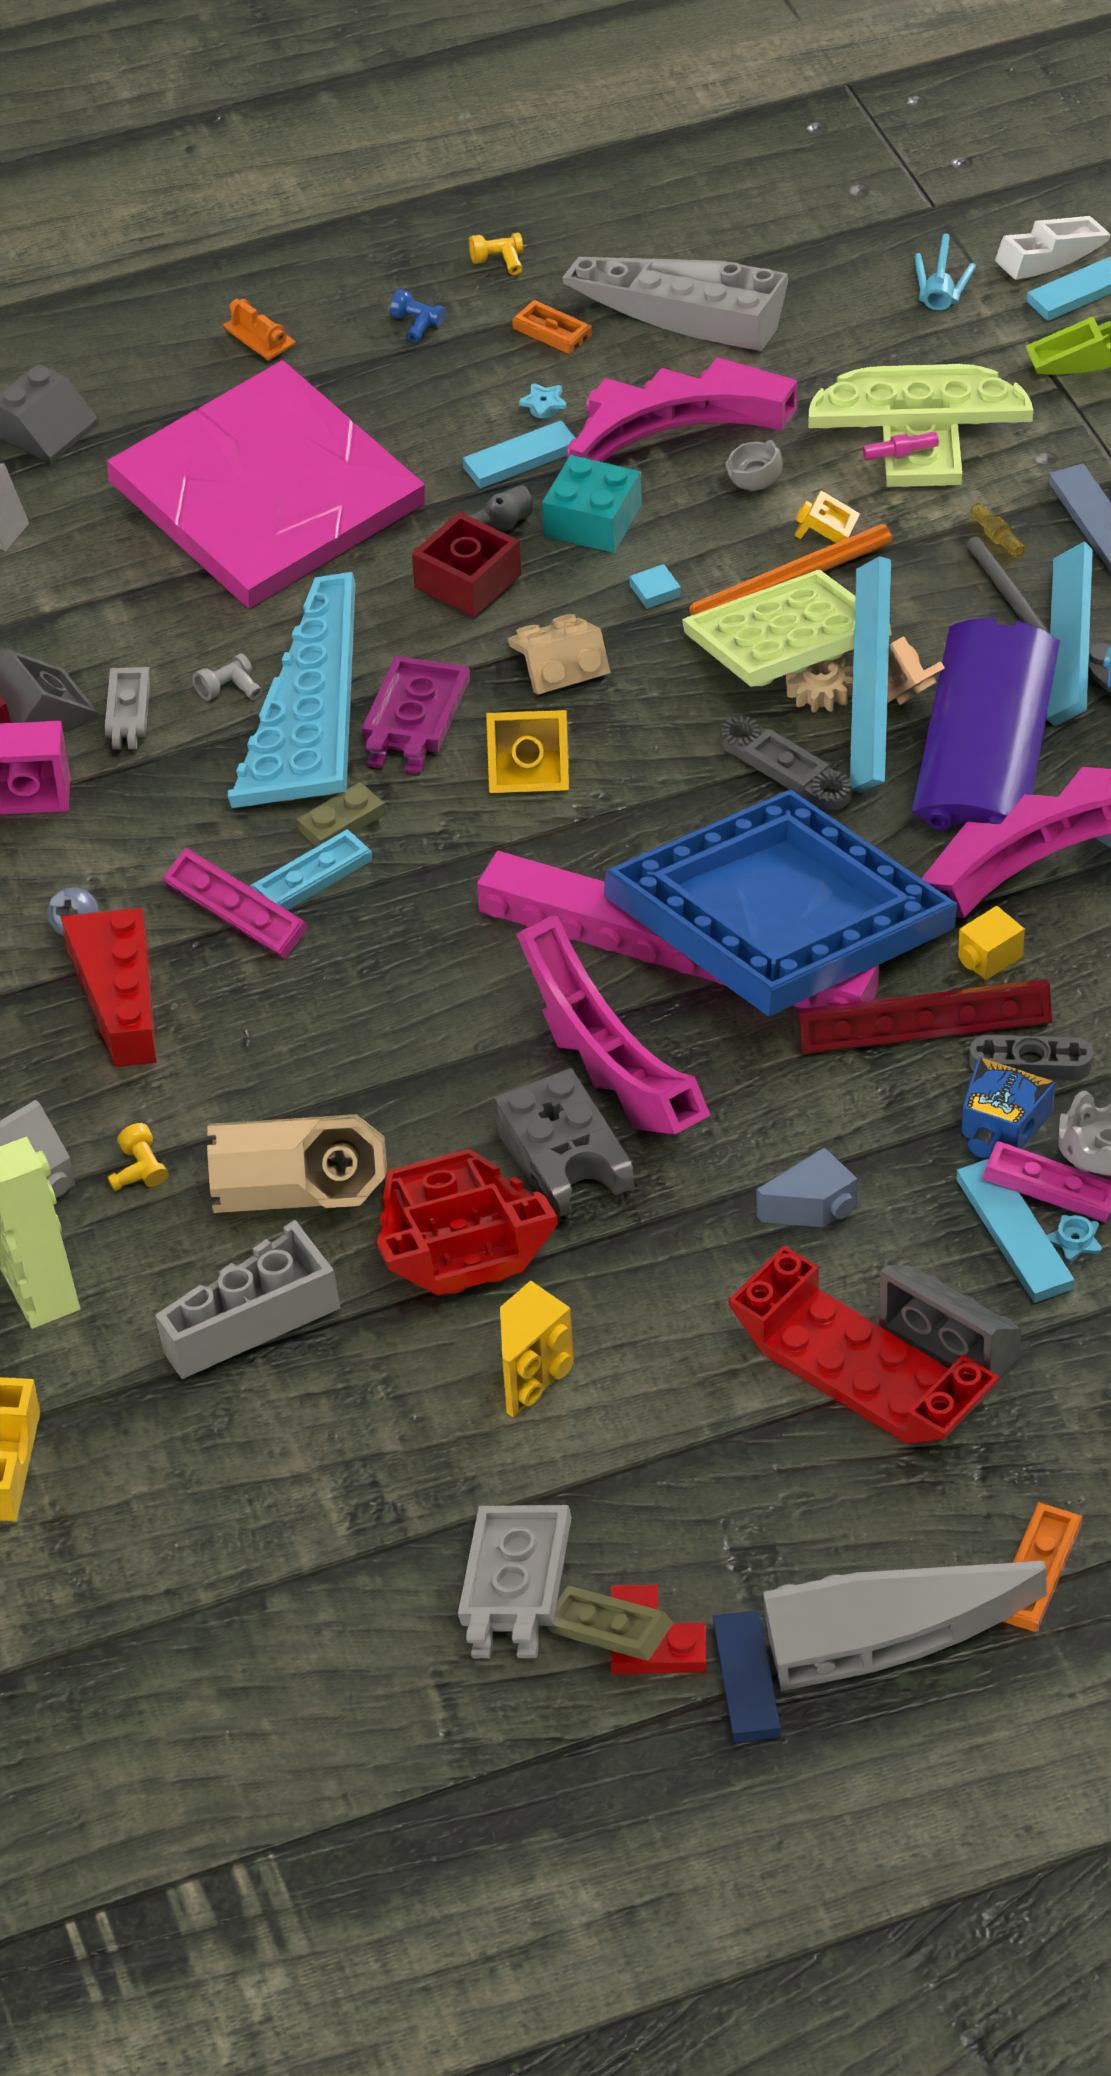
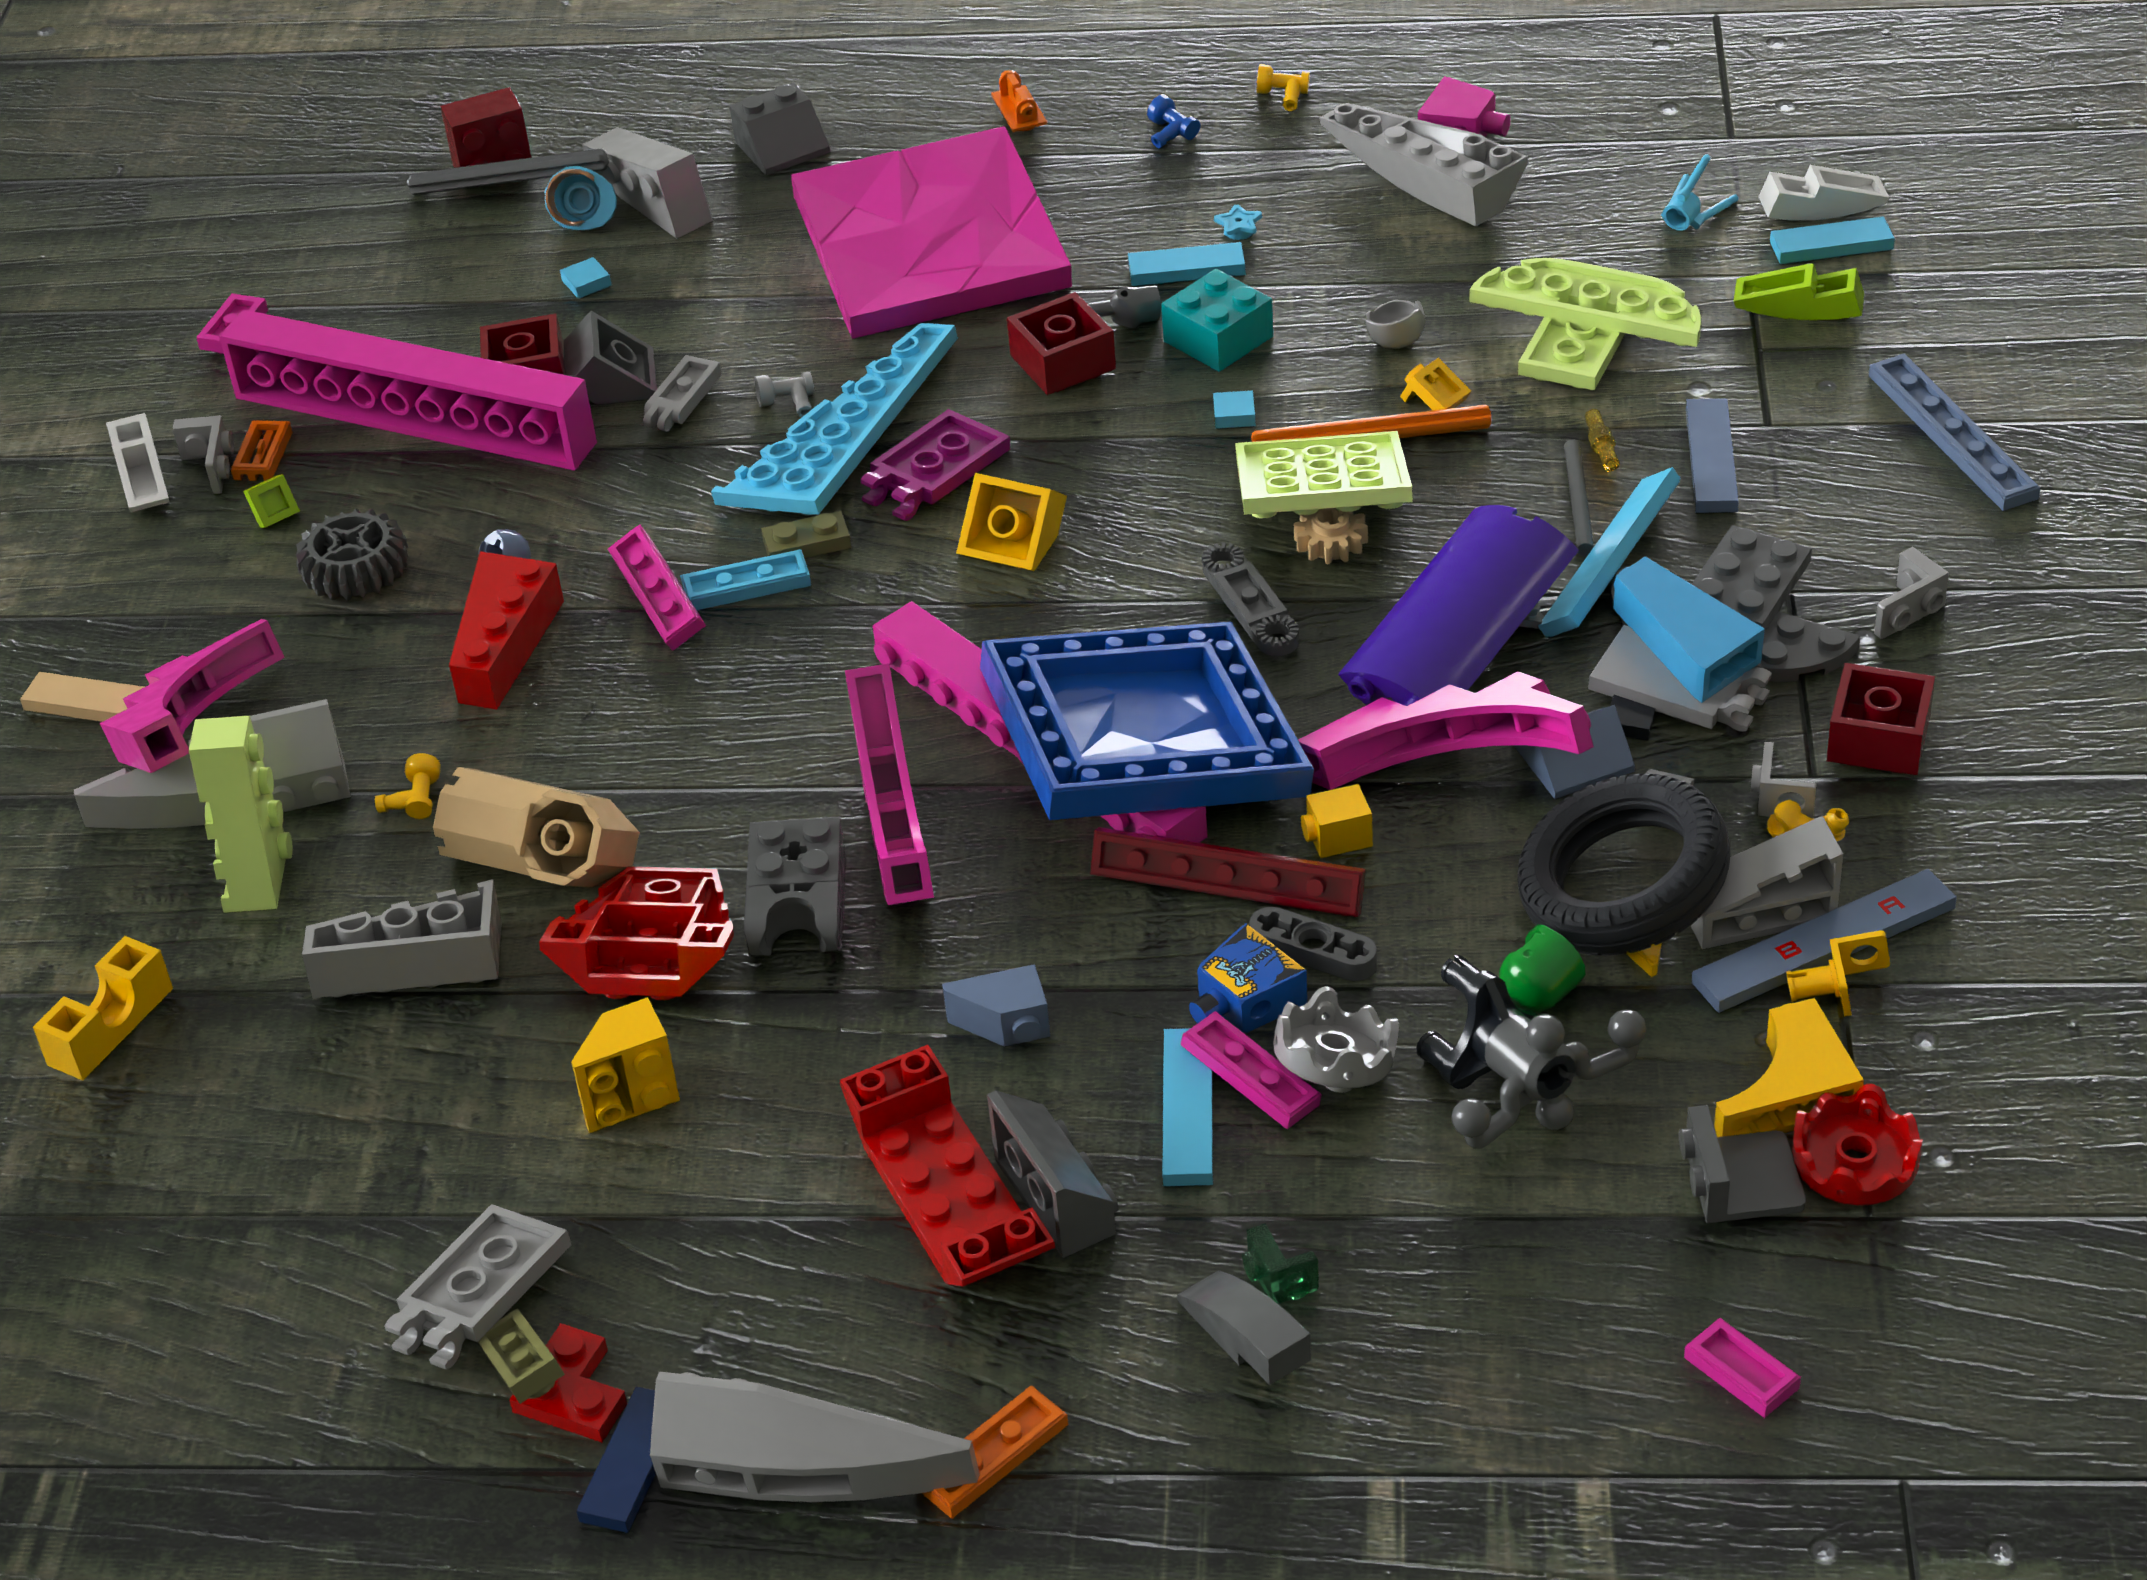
camera: 25 degrees right, 5 degrees down
(551, 330) = (1285, 163): orange tile -> none
(561, 652) = (1100, 446): tan bracket -> none
(674, 400) = (1356, 247): dark pink arch -> none
(688, 236) = (1464, 108): none -> dark pink torso
(870, 674) = (1362, 531): medium azure tile -> none
(900, 446) = (1544, 336): dark pink bar -> none
(906, 674) = (1399, 544): light nougat bracket -> none
(1079, 1227) = (1242, 1122): medium azure plate -> none

